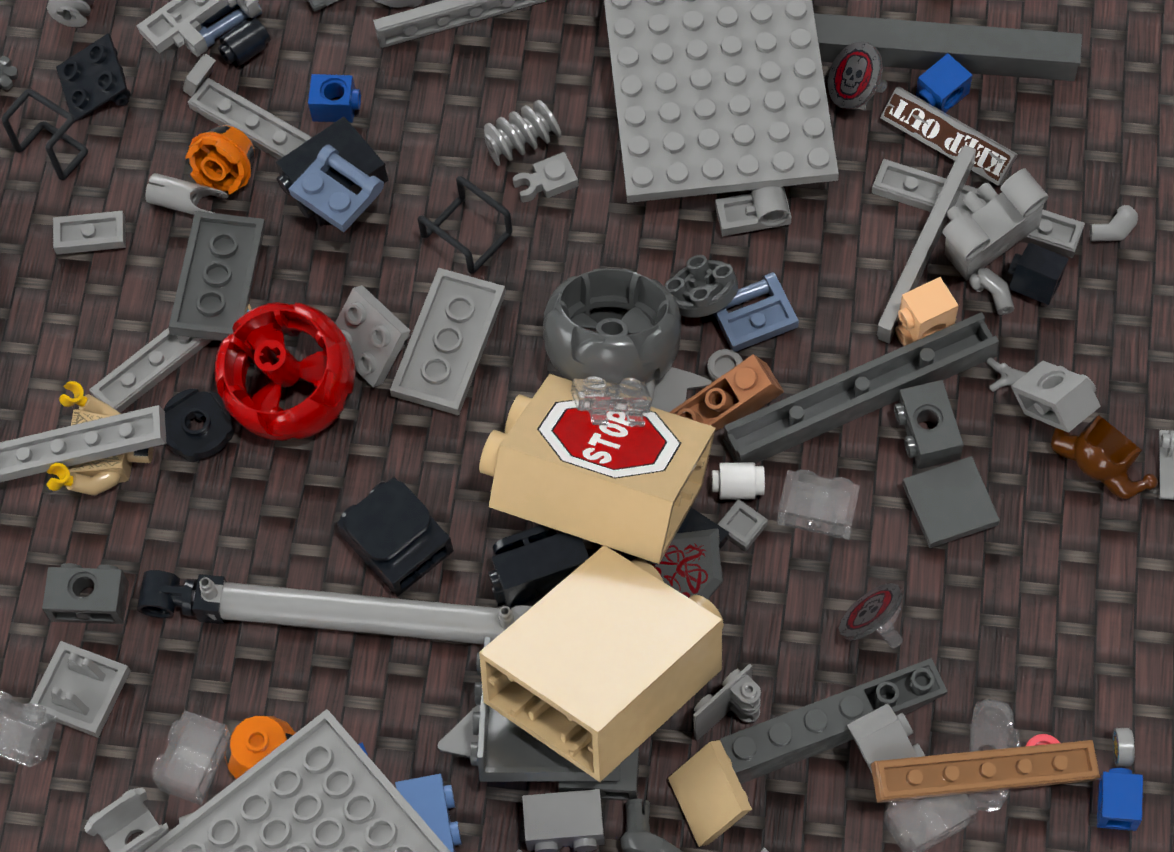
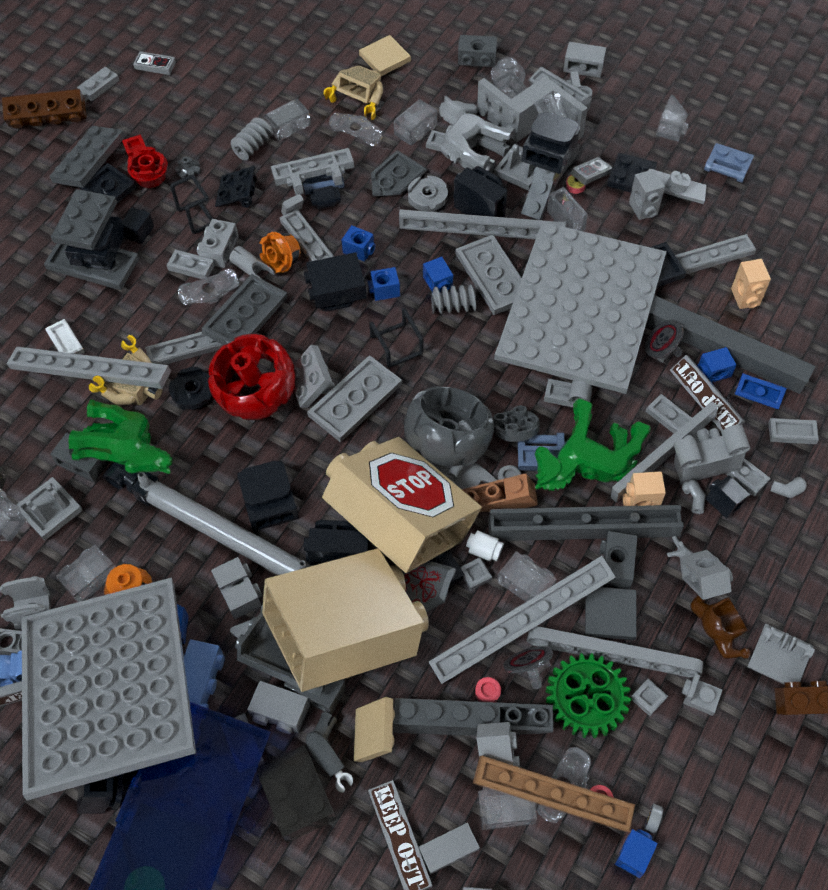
camera: 20 degrees right, 5 degrees down
(113, 179) = (218, 242): none -> light grey brick
(140, 544) = (121, 442): none -> green animal
(155, 240) = (223, 283): none -> clear piece
(331, 198) = (324, 291): sand blue plate -> none
(408, 135) = (384, 284): none -> blue brick
(419, 685) = (236, 587): none -> light grey piece
(478, 102) = (437, 274): none -> blue brick
(550, 176) = (461, 331): light grey plate -> none
(556, 68) = (490, 272): none -> light grey plate
(601, 396) = (419, 459): clear plate -> none
(738, 695) = (418, 674): light grey hinge -> none
(825, 293) = (588, 456): none -> green animal
(833, 676) = (488, 690): none -> coral tile
(840, 559) = (521, 619): none -> light grey plate
(979, 552) = (615, 652): none -> light grey beam
(989, 651) = (593, 718): none -> green gear
(1019, 99) = (760, 391): none -> blue slope
(1049, 594) = (649, 697): none -> light grey tile
(1087, 140) = (793, 431): none -> light grey tile
(1116, 562) = (701, 695): none -> light grey bracket

